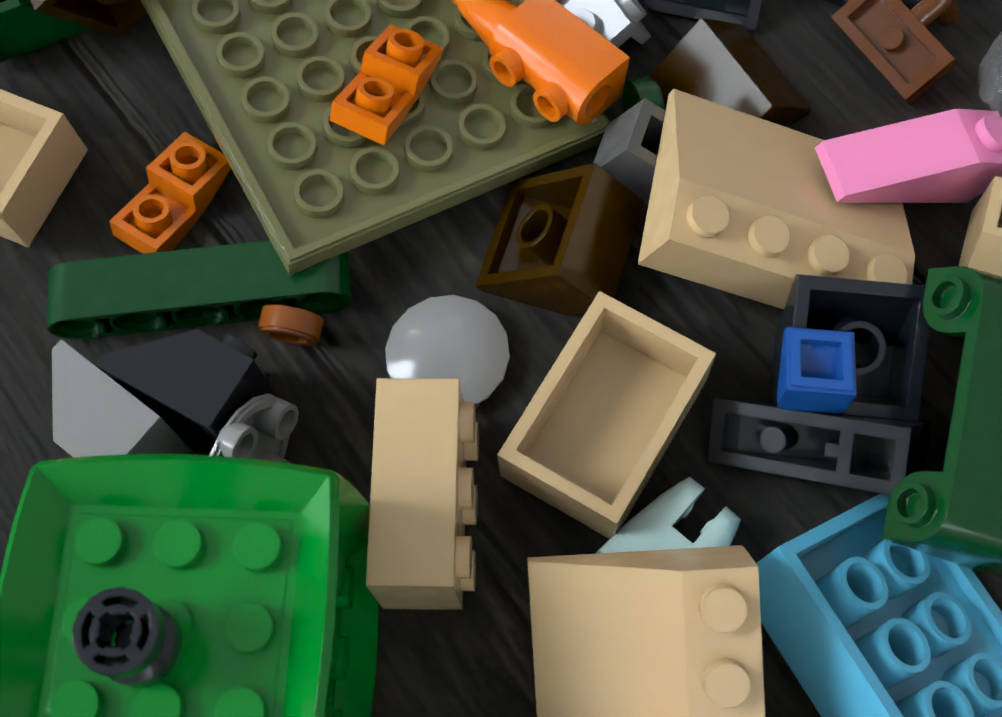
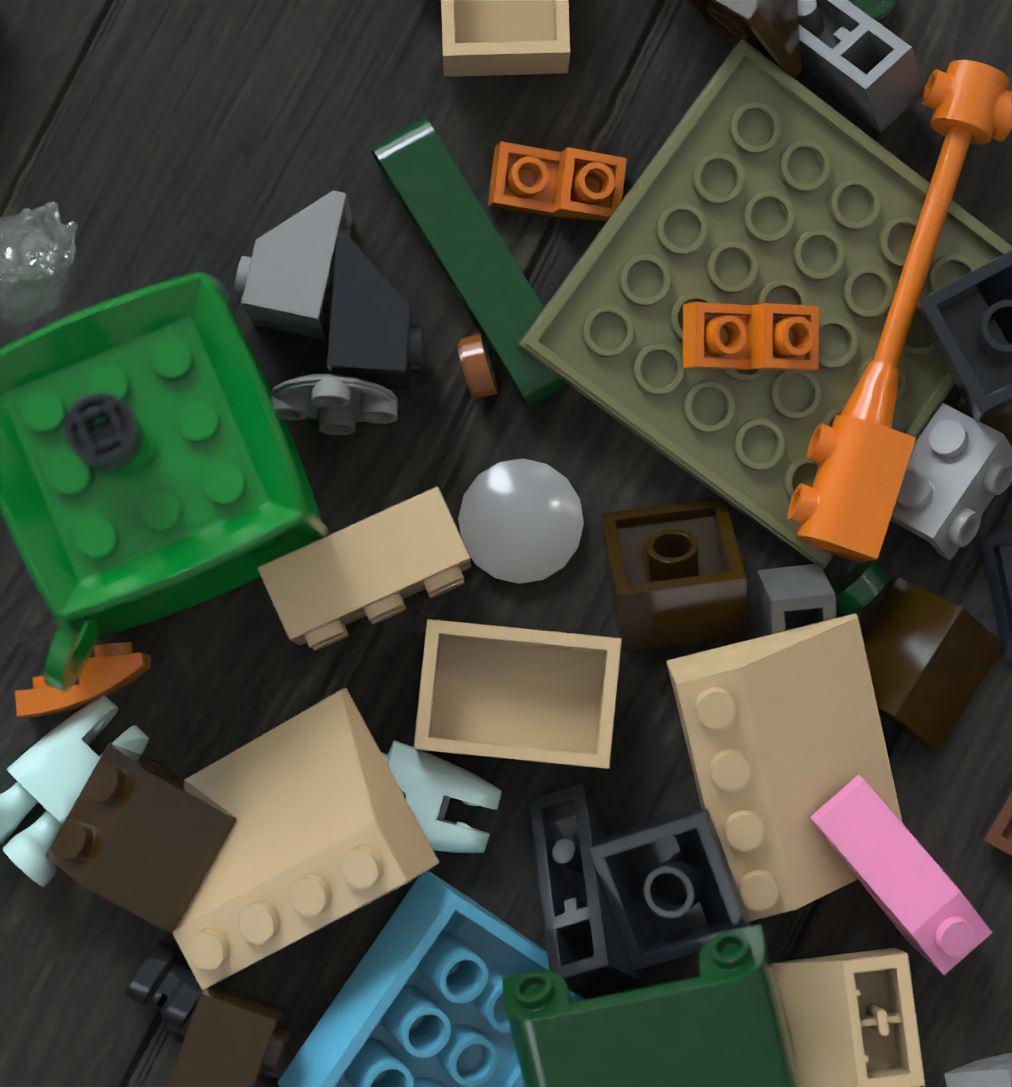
camera: 55 degrees right, 15 degrees up
(817, 371) = (630, 862): blue slope -> none

